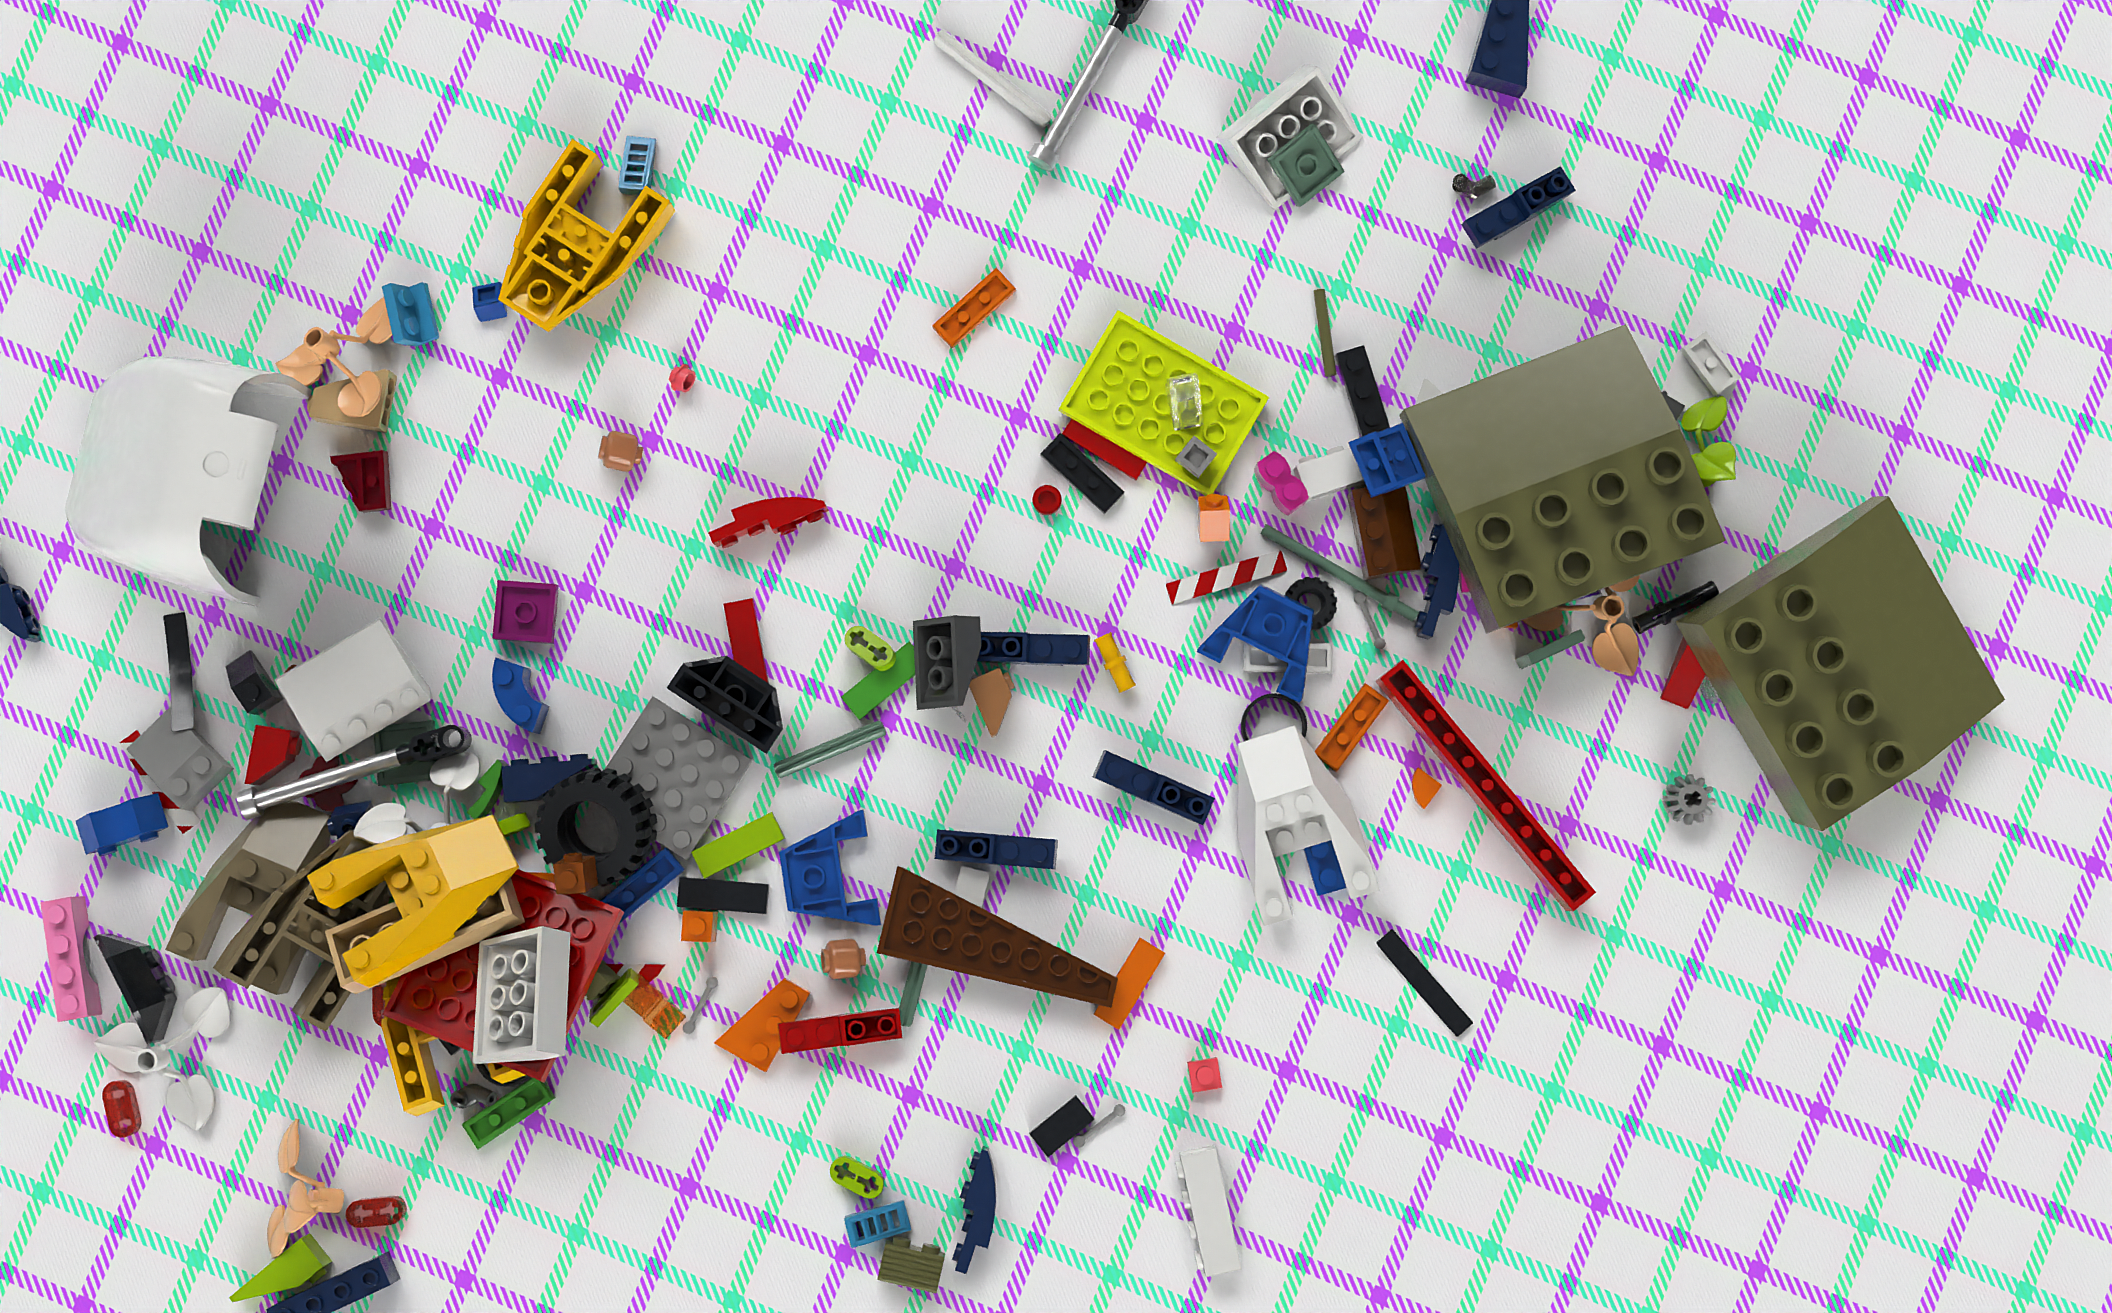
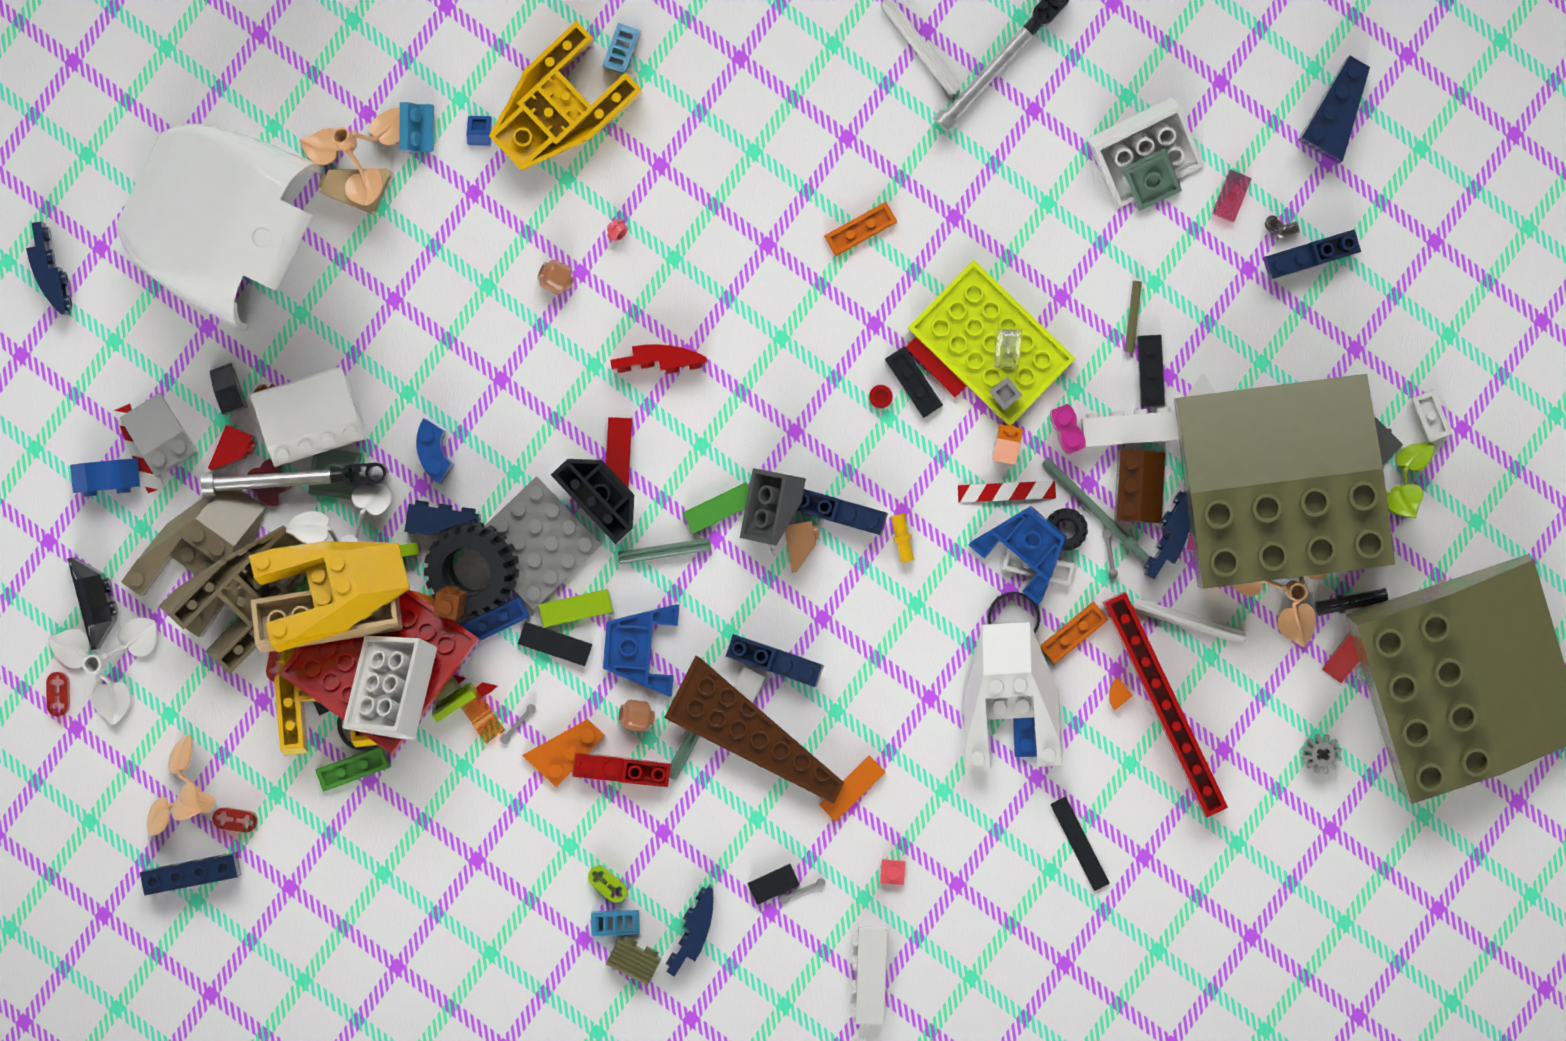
camera: 15 degrees right, 5 degrees up
(73, 988) = (42, 583): bright pink arch -> none
(180, 671) = (173, 367): black sticker -> none
(293, 1268) = (160, 848): lime slope -> none
(346, 815) = (280, 515): dark blue brick -> none
(366, 478) = (352, 250): dark red wing -> none
(471, 1095) = (327, 749): dark grey arm -> none
(493, 784) = (397, 513): bright green slope -> none
(525, 611) = (452, 385): magenta plate -> none
(699, 926) = (532, 663): orange brick -> none
(873, 642) = (710, 483): lime beam -> none
(1153, 787) = (908, 642): dark blue slope -> none
(1387, 460) = (1153, 433): blue slope -> none
(1404, 164) = (1231, 196): none -> clear pink plate
(1487, 678) = (1189, 621): none -> white axle
(1550, 649) = (1243, 611): sand green tile -> none

